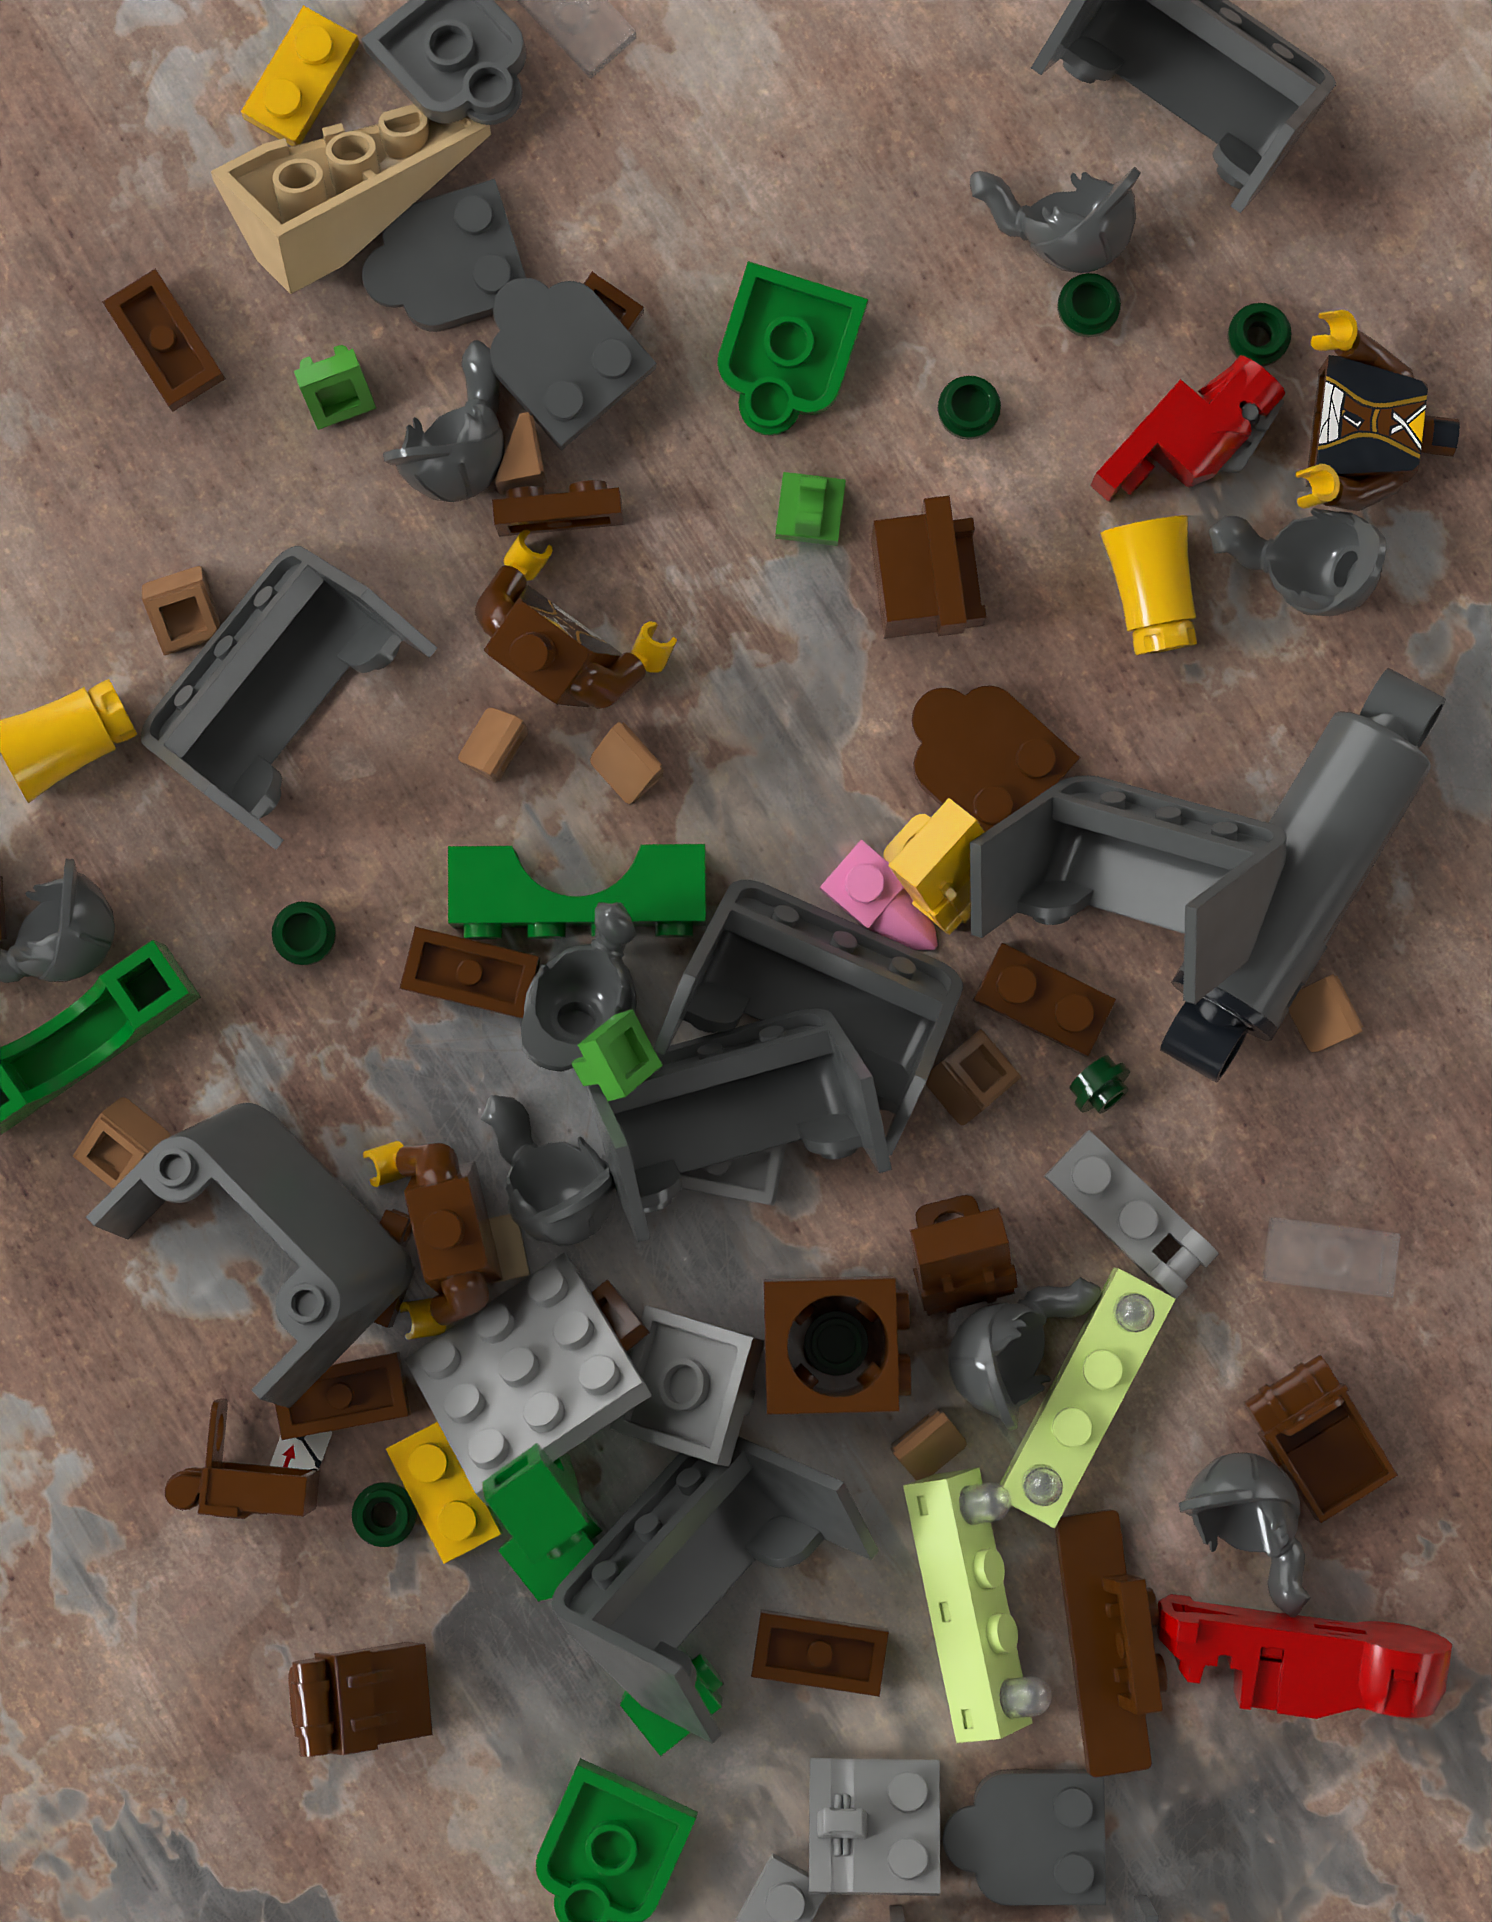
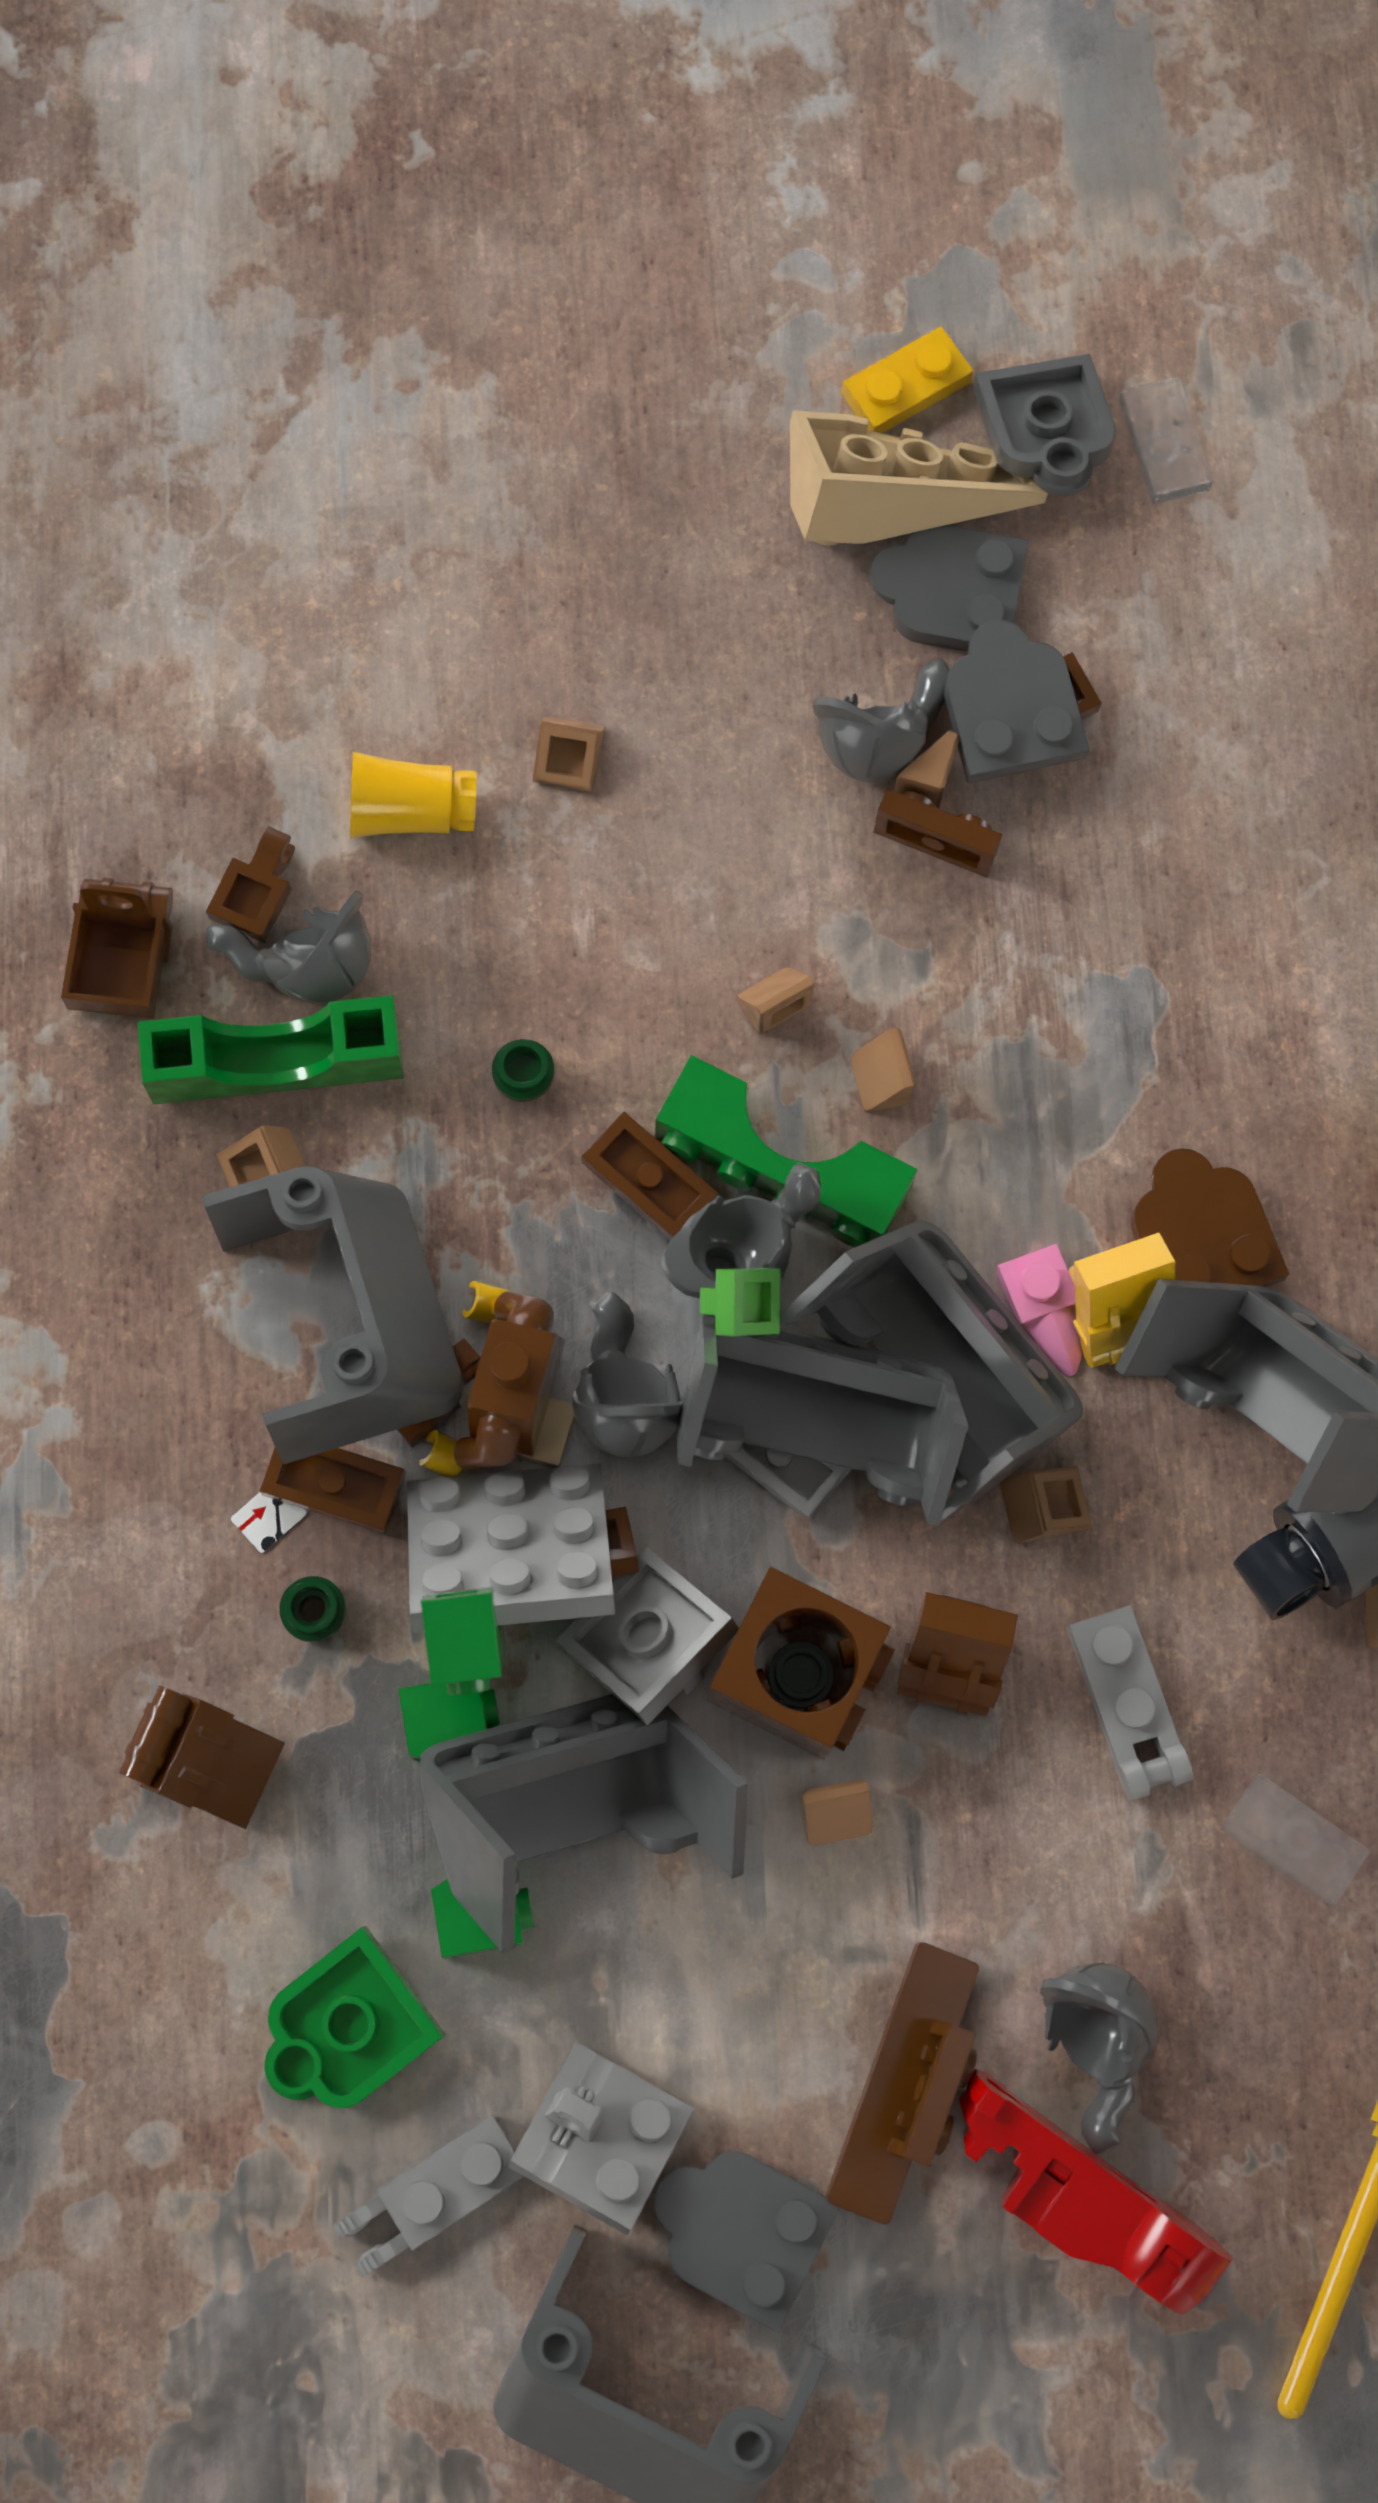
camera: 20 degrees right, 10 degrees down
(163, 340) = (676, 527): reddish brown plate -> none
(240, 1488) = (200, 1512): reddish brown piece -> none
(267, 677) = (618, 839): dark grey windscreen -> none
(334, 387) = (800, 637): bright green tile -> none
(442, 1493) = (376, 1618): yellow plate -> none
(552, 647) = (873, 940): reddish brown torso -> none
(787, 347) = (1208, 800): green plate -> none
(810, 509) = (1157, 944): bright green tile -> none
(820, 1653) = (637, 1947): reddish brown plate -> none
(927, 572) = (1234, 1043): reddish brown plate -> none
(969, 407) = (1341, 930): dark green plate -> none
(970, 1606) = (799, 1975): yellowish green piece -> none
(1003, 1344) = (952, 1755): dark grey piece -> none
(1044, 1000) = (1147, 1470): reddish brown plate -> none
(1085, 1396) = (1003, 1843): yellowish green piece -> none
(1100, 1085) = (1161, 1569): dark green plate -> none
(1319, 1438) = (1202, 1999): reddish brown piece -> none

